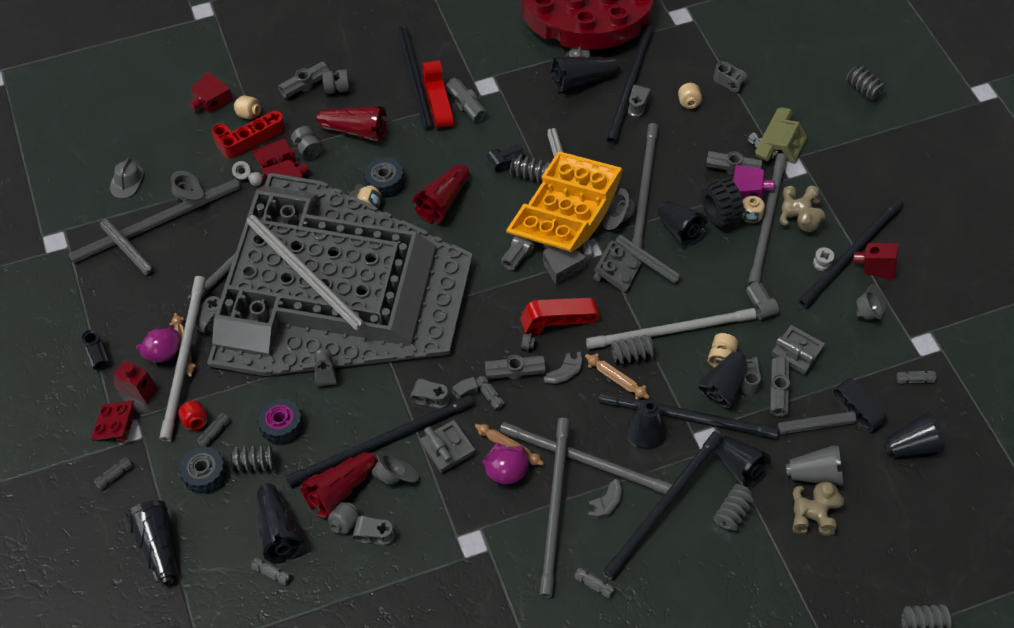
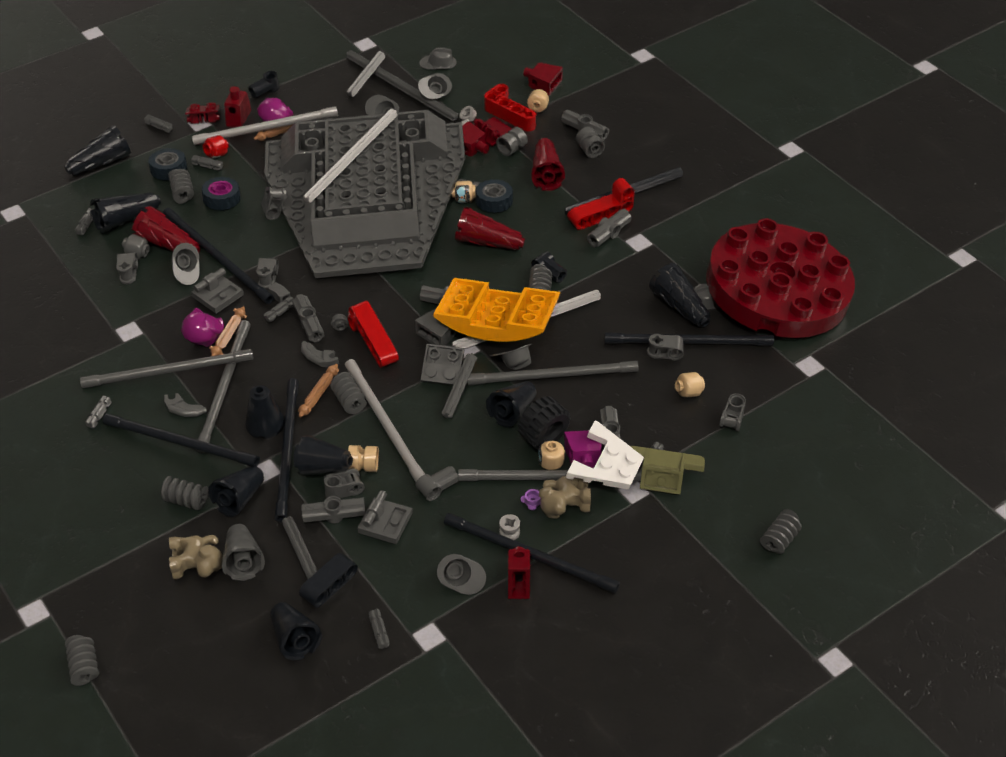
camera: 75 degrees right, 10 degrees down
(205, 240) = (380, 105): none -> dark grey piece
(780, 162) = (616, 464): none -> white wing
(793, 232) = (531, 499): none -> medium lavender plate

